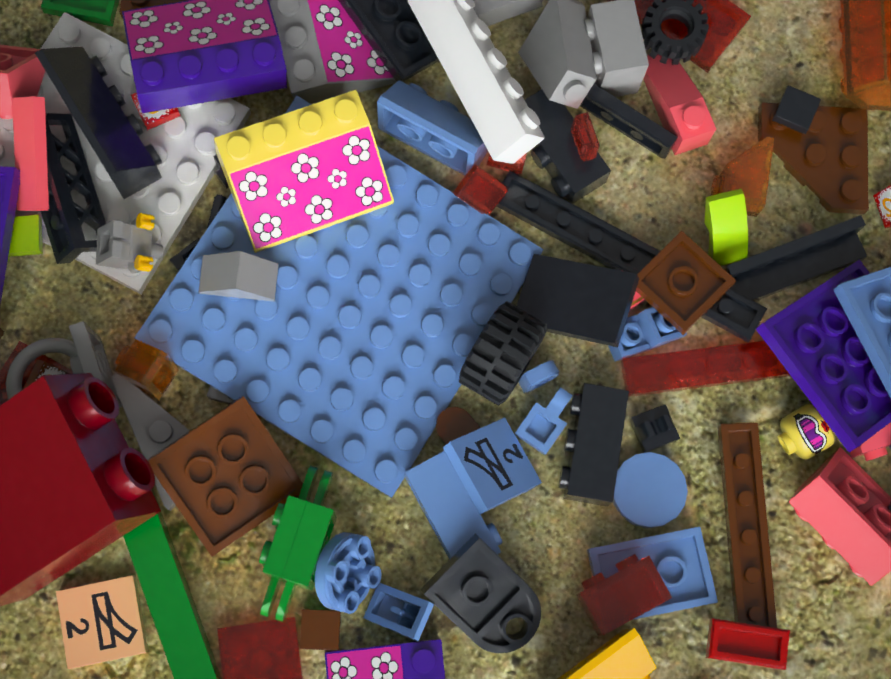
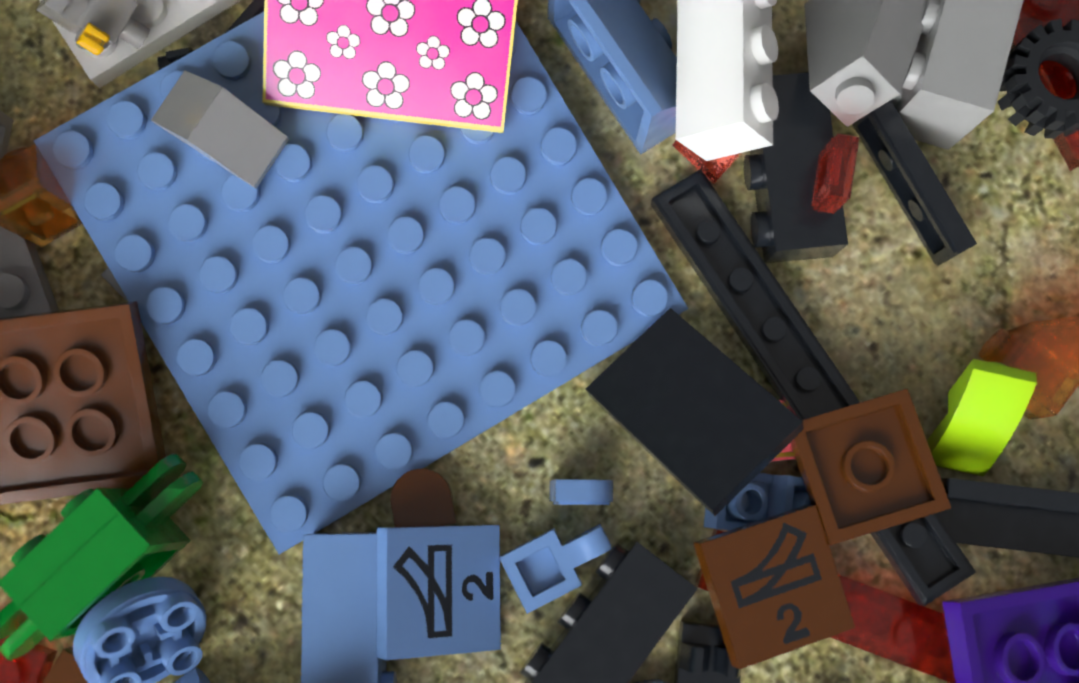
camera: 35 degrees right, 5 degrees up
(481, 190) = (641, 176): clear red slope -> none
(502, 353) = (537, 434): black tyre -> none
(667, 368) = (774, 586): none -> reddish brown tile
(679, 105) = (1004, 197): coral slope -> none

